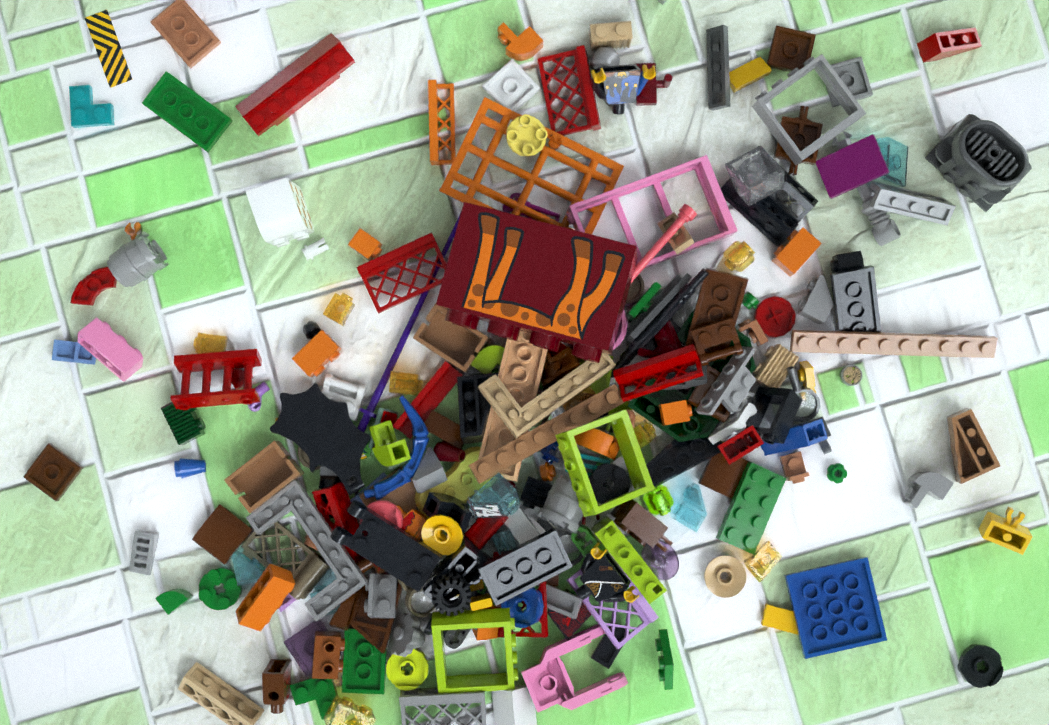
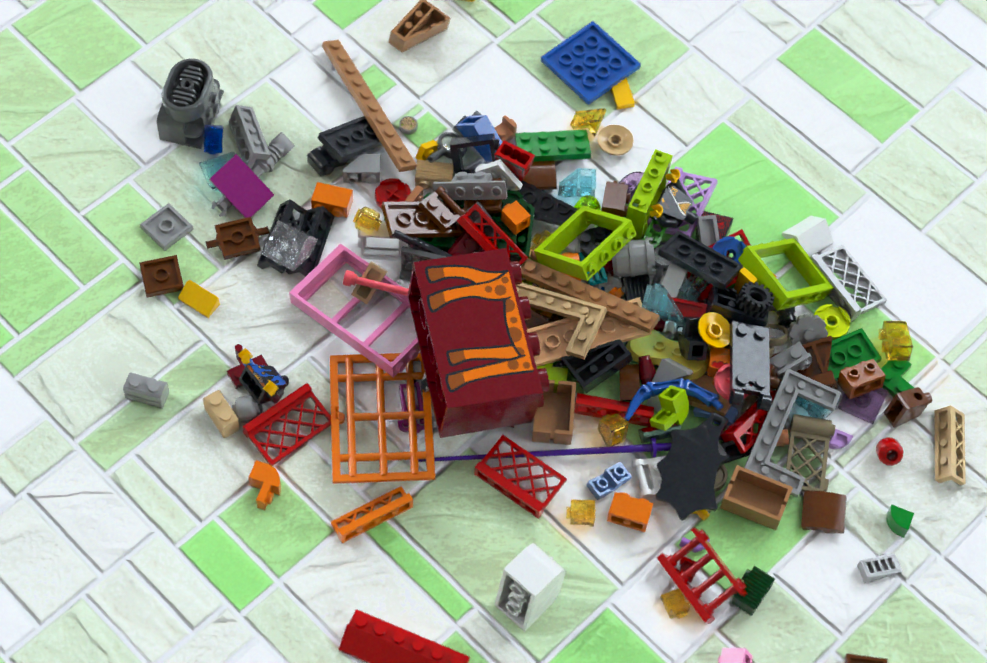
camera: 125 degrees left, 25 degrees down
(189, 467) = (788, 566): blue cone -> none
(209, 594) = (861, 500): green plate -> none
(241, 636) = (889, 451): none -> red head
(246, 569) = (838, 473): clear light blue slope -> none
(265, 597) = (849, 445): orange brick -> none
(311, 326) = (612, 527): black hinge -> none
(360, 354) = (608, 481): none -> medium blue slope
(365, 245) = (514, 519): orange brick -> none
(511, 86) = (308, 473): white plate -> none
(526, 135) = (349, 430): light yellow dish -> none
(551, 684) = (770, 217): bright pink plate -> none
(605, 651) = (721, 195): black tile -> none
(665, 661) = (705, 144): green plate -> none
(718, 67) = (206, 321): dark grey plate -> none
(831, 473) = (490, 107): green plate -> none
(836, 87) = (219, 211): light grey window -> none
(926, 169) = (213, 139): none -> clear blue bracket
(927, 483) = (463, 44): light grey brick -> none
(948, 44) = (99, 167): red slope -> none

